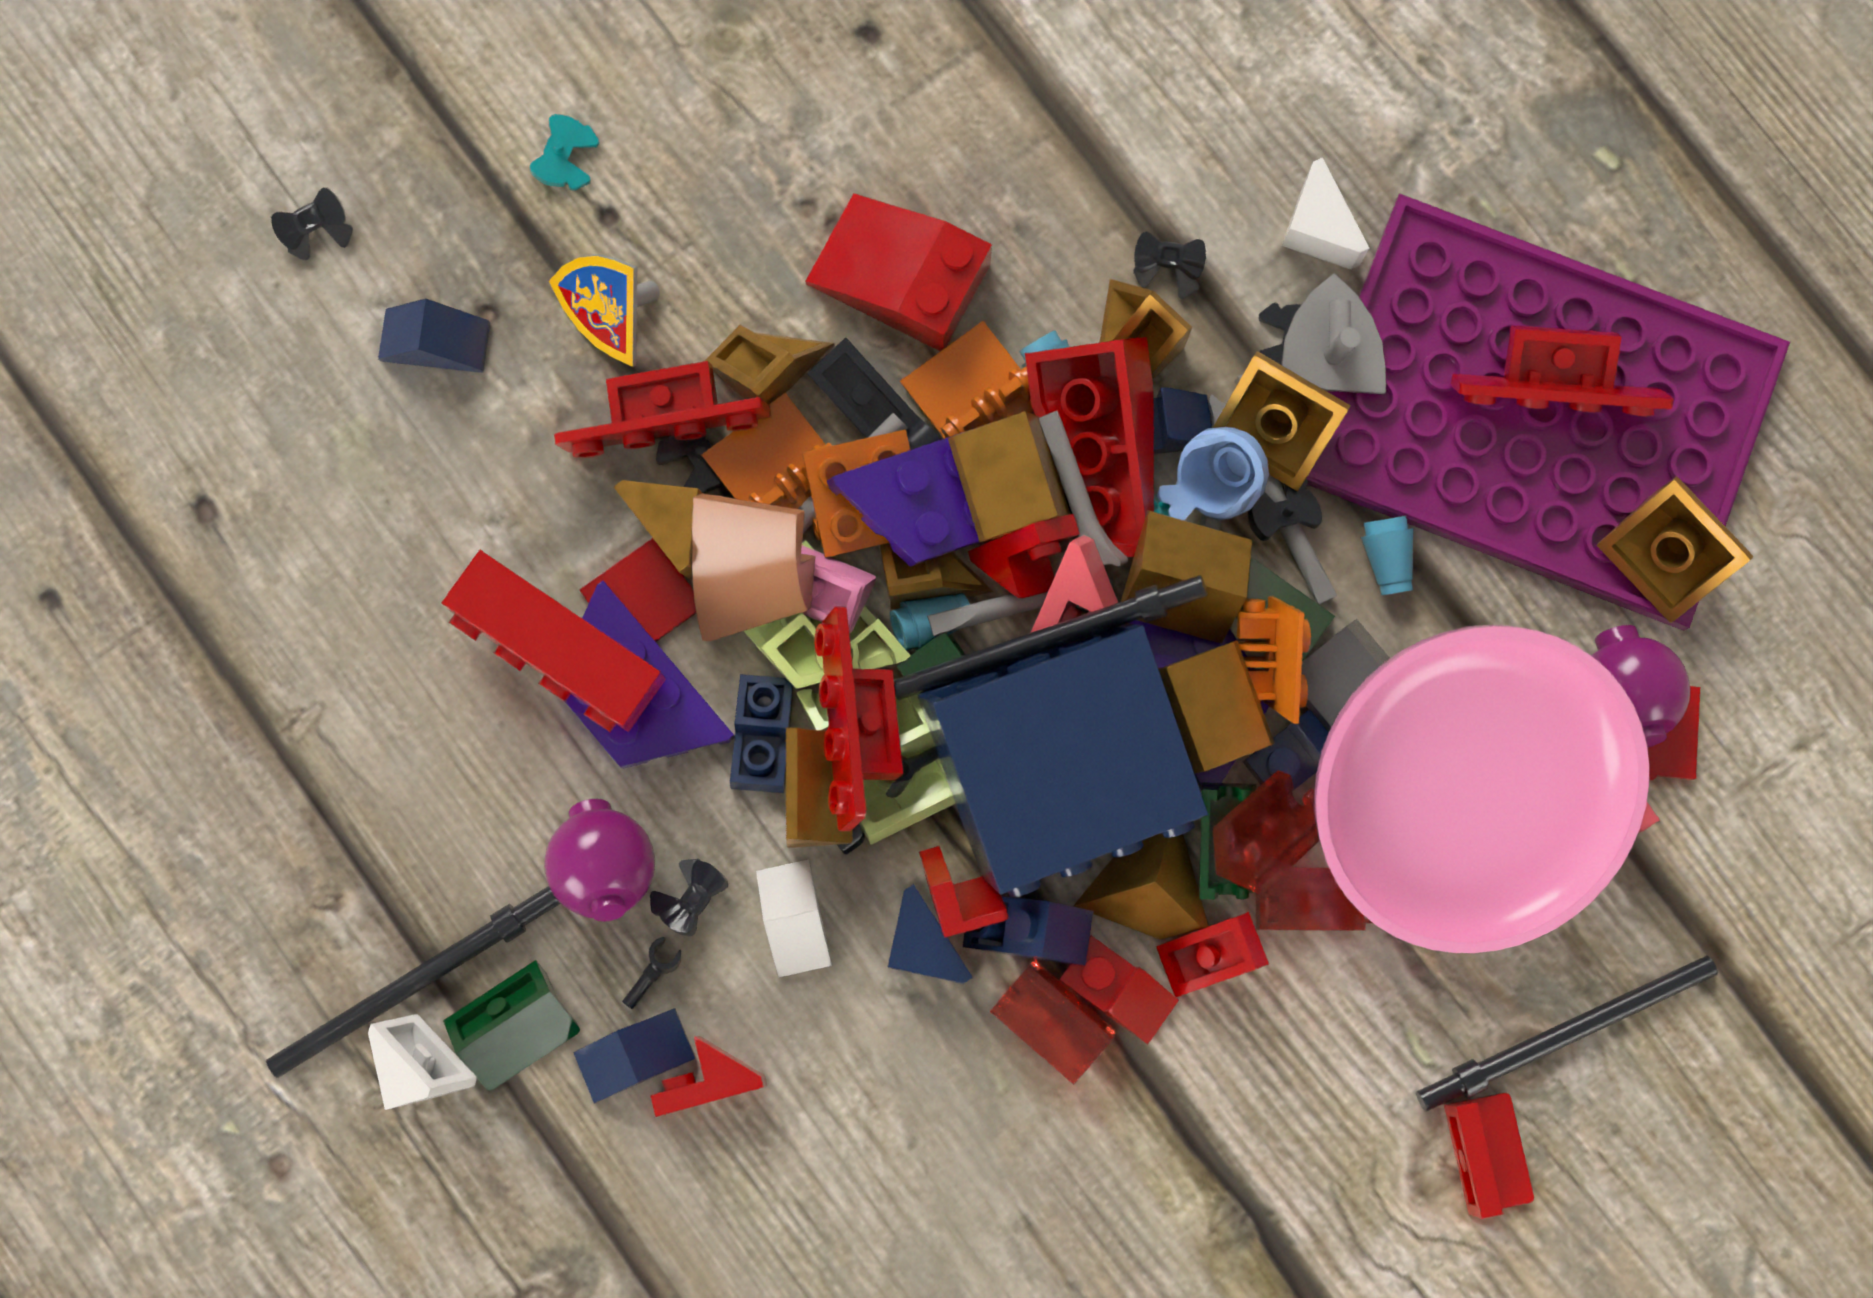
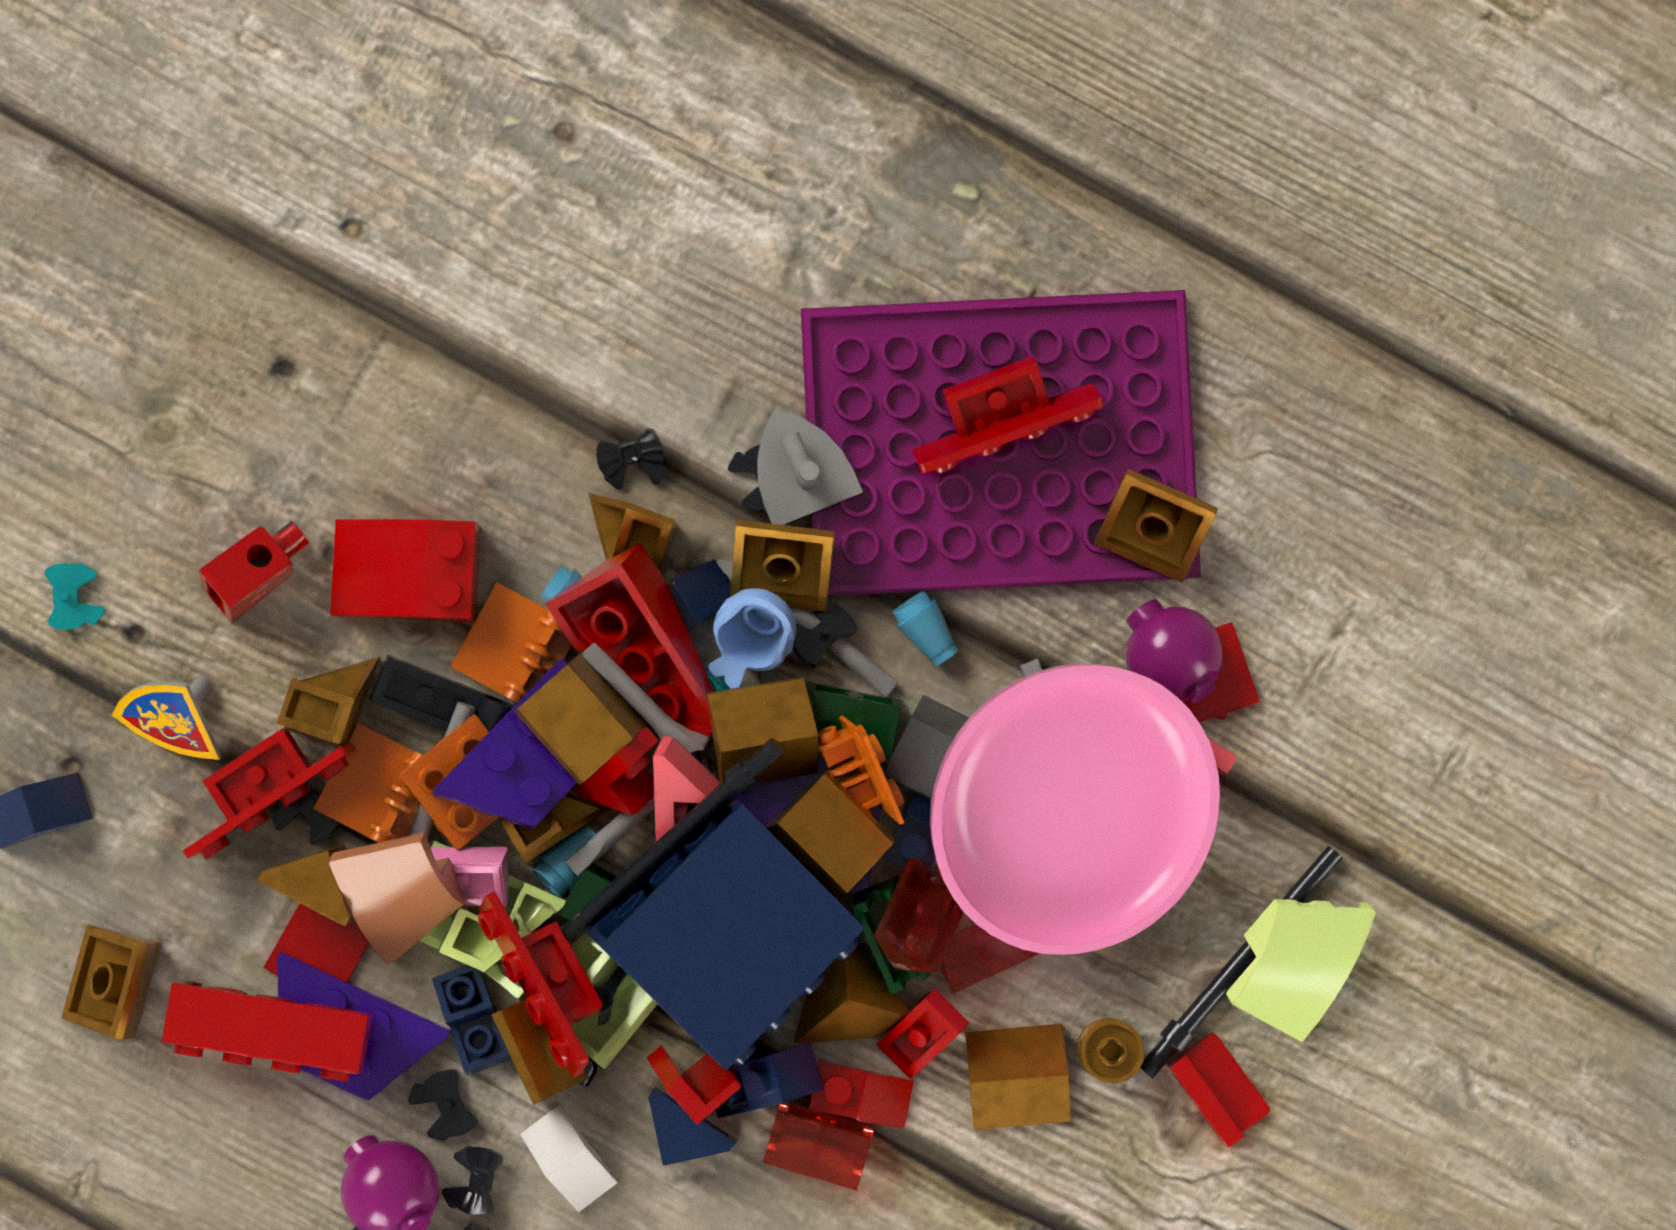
camera: 20 degrees left, 5 degrees up
(425, 534) = (110, 982): none -> pearl gold slope
(699, 790) = (443, 1090): none -> black piece
(748, 197) = (238, 584): none -> red torso
(1288, 1046) = (1018, 1076): none -> pearl gold slope
(1324, 223) = (744, 366): white slope -> none
(1399, 1060) = (1110, 1050): none -> pearl gold wheel
(1636, 1061) = (1300, 962): none -> yellowish green slope

